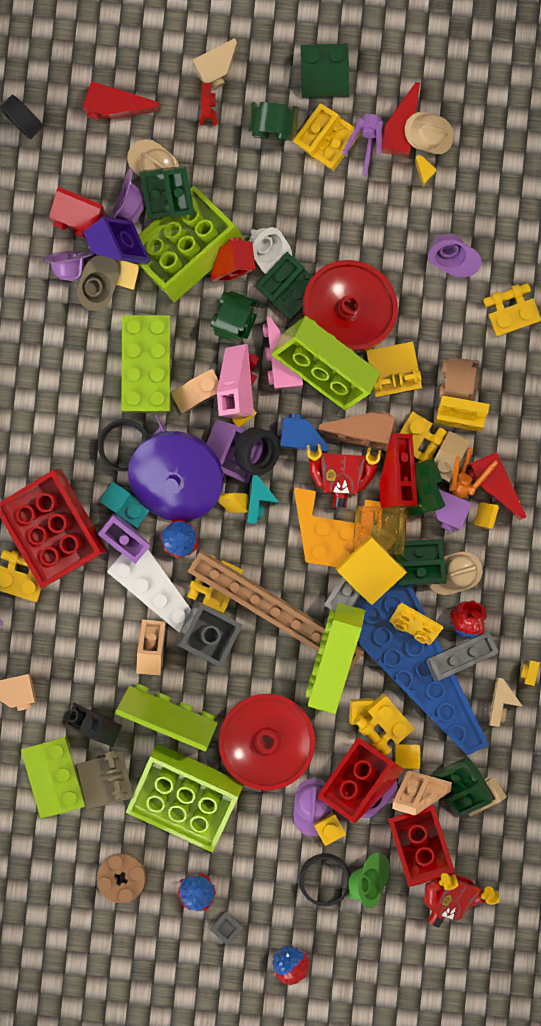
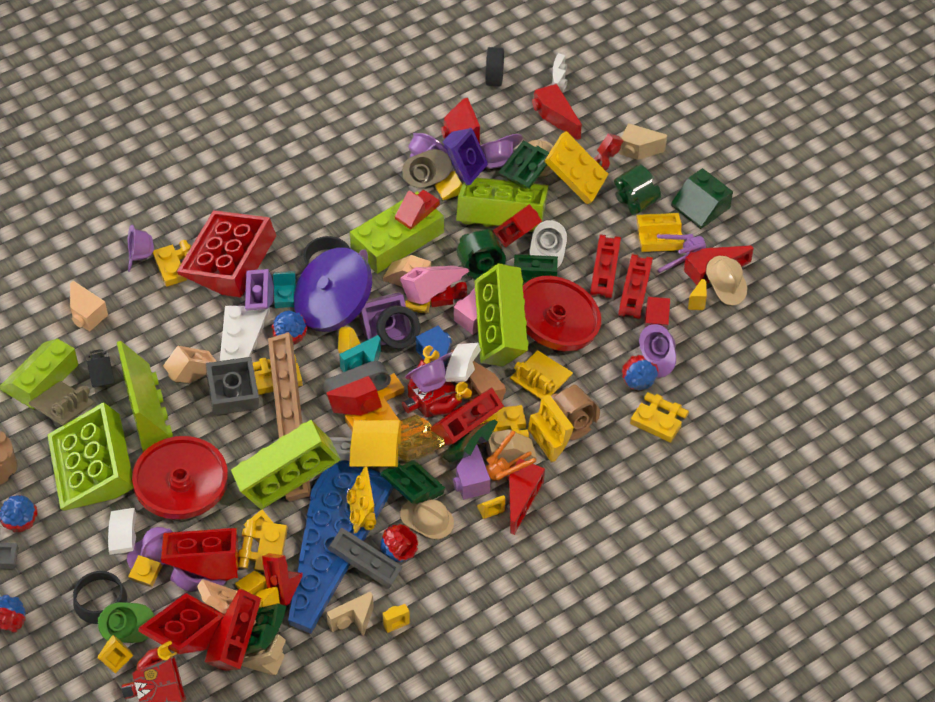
camera: 50 degrees right, 35 degrees down
(78, 68) = (559, 71): none -> white slope
(149, 336) = (416, 208): none -> slope
(208, 153) = (576, 167): none -> yellow plate
(278, 822) = (121, 531): none -> white slope
(284, 529) = (370, 369): none -> dark grey beam
(304, 543) = (355, 398): none -> red slope
(326, 216) = (605, 266): none -> red plate
(338, 470) = (429, 376): none -> medium lavender piece
(346, 435) = (461, 362): none -> white slope
(368, 210) = (635, 286): none -> red plate
(390, 904) = (115, 654): none -> yellow slope
(418, 224) = (657, 311): none -> red slope
(430, 735) = (278, 576): none -> red slope
(436, 762) = (268, 597): none -> yellow slope
(455, 812) = (233, 633): none -> red slope
(464, 292) = (639, 373): none -> blue piece

